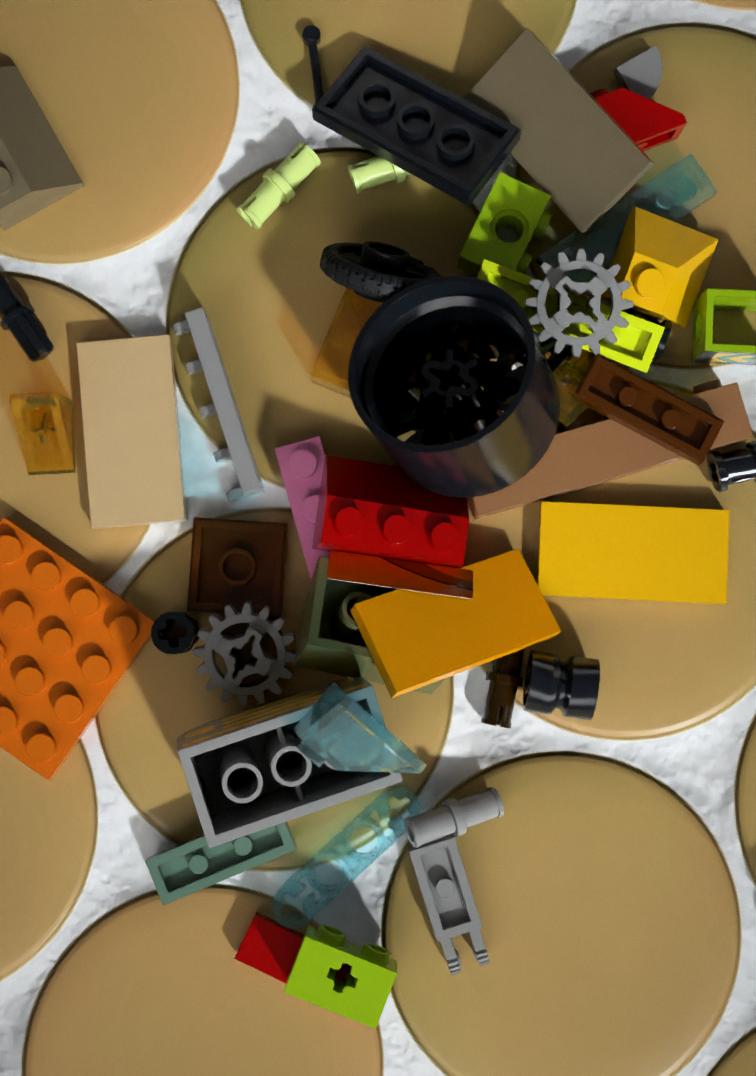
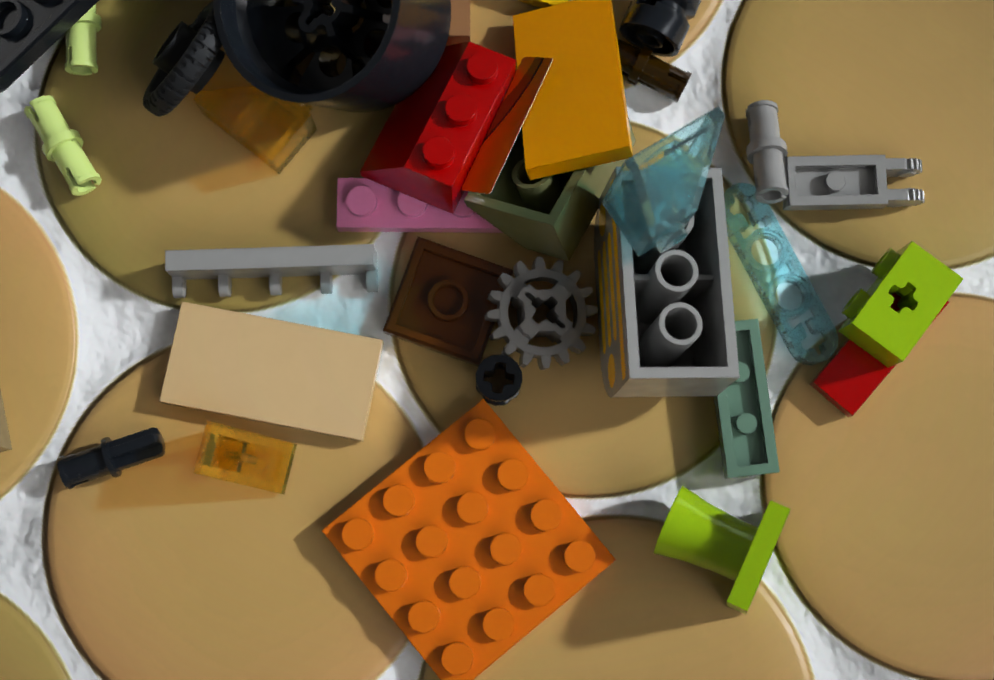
camera: 80 degrees left, 5 degrees down
(81, 873) = (721, 542): none -> lime plant

